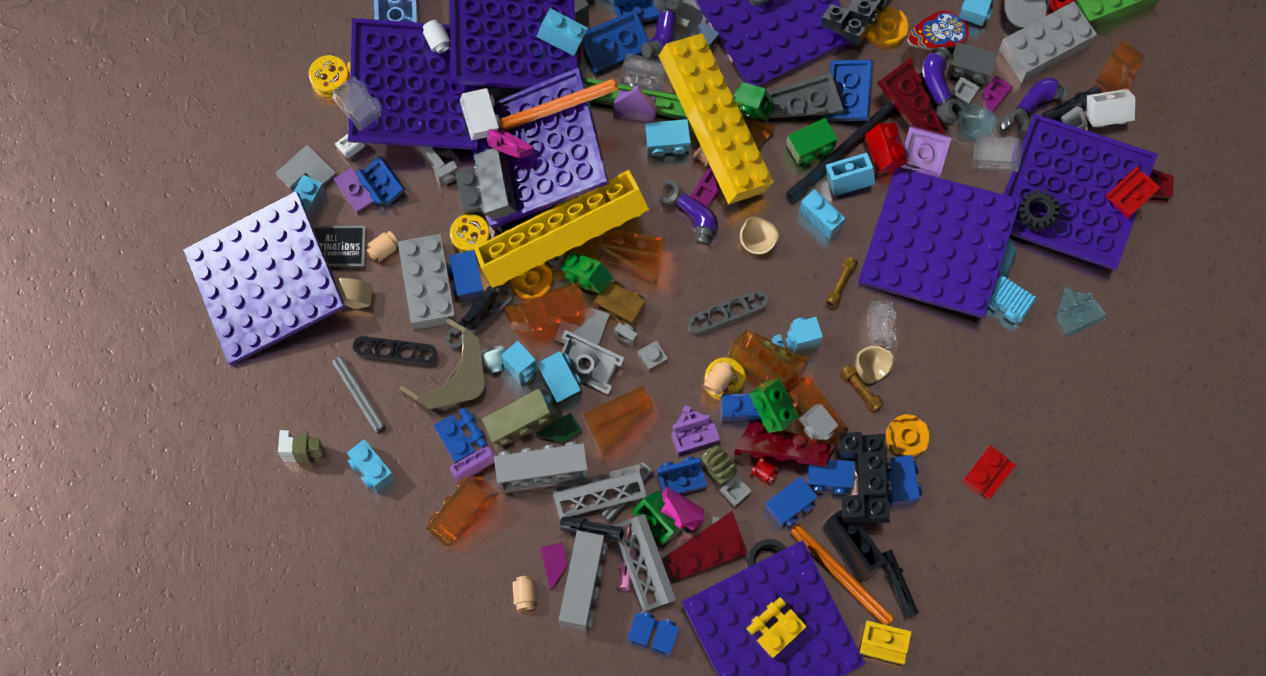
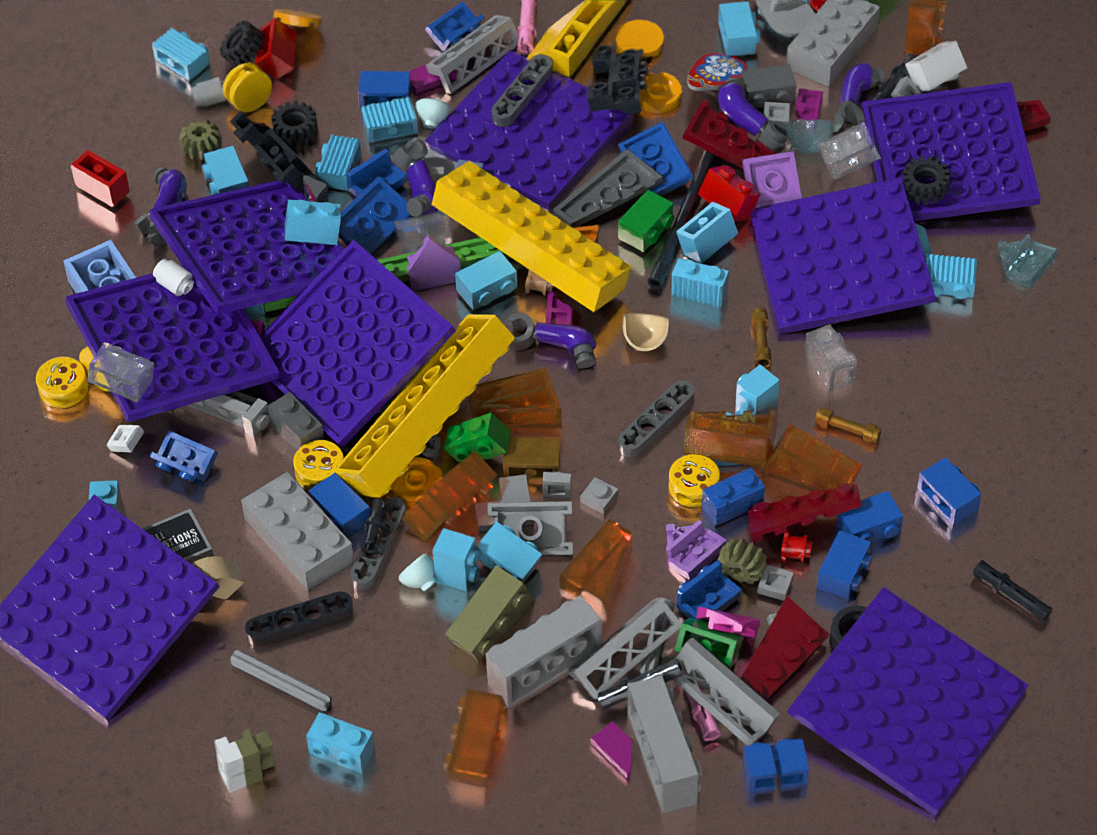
camera: 25 degrees left, 20 degrees down
(305, 163) = (77, 481): light grey tile -> none
(353, 191) = (156, 482): medium lavender plate -> none
(382, 246) = (223, 519): light nougat brick -> none
(455, 440) = (423, 676): blue plate -> none
(466, 379) = (401, 605): dark tan piece -> none
(473, 463) = (466, 678): medium lavender plate -> none
(479, 113) = (265, 335): white brick -> none
(494, 184) = (321, 395): brick -> none
(509, 143) = (316, 343): dark pink slope -> none
(524, 593) = (602, 792): light nougat brick -> none
(559, 104) = (352, 283): orange axle -> none
(561, 430) = (543, 604): dark green tile -> none
(719, 378) = (690, 473): light nougat brick -> none
(753, 101) = (563, 200): green brick -> none
(774, 405) = (768, 469): green brick -> none
(781, 632) = (919, 688): yellow plate -> none
(818, 423) = (828, 463): light grey brick -> none
(843, 575) = (956, 614): orange axle -> none
(855, 546) = (940, 570): black brick -> none
(874, 364) = (847, 394): tan helmet -> none
(874, 487) = (917, 486): black bracket -> none
(885, 642) = (1036, 654): yellow plate -> none
(907, 436) = (925, 447): light orange tile -> none
(989, 472) = (1035, 445): red plate -> none
(1132, 192) = (1011, 122): red plate -> none

